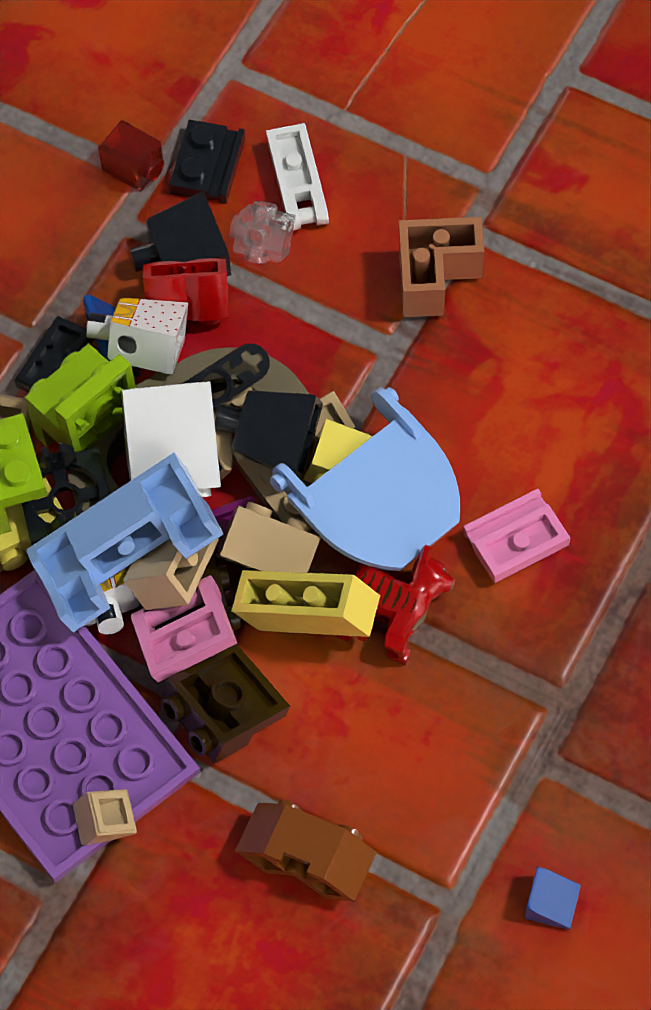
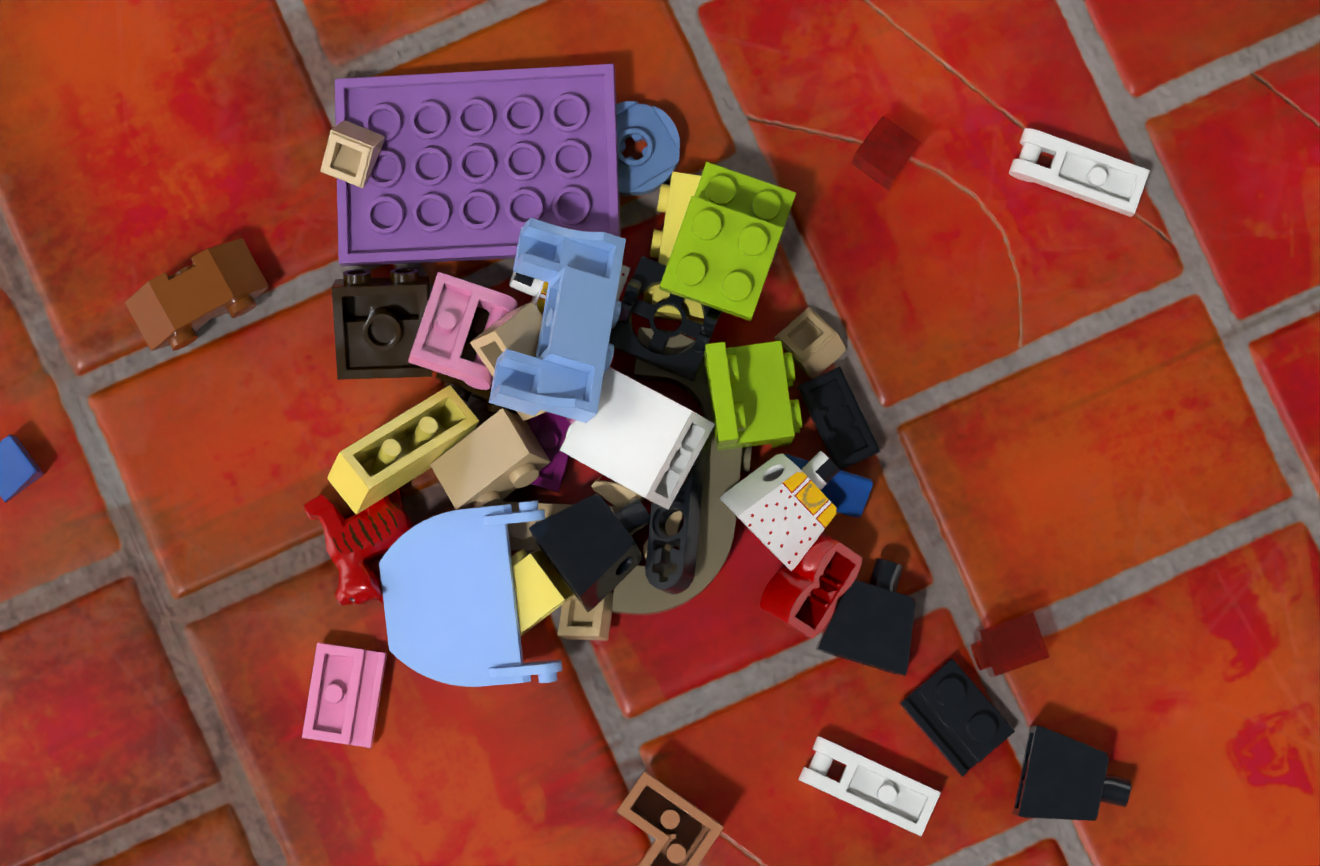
camera: 125 degrees right, 20 degrees up
(198, 71) = (1065, 779): none -> black torso
(262, 232) = (824, 701): clear brick -> none

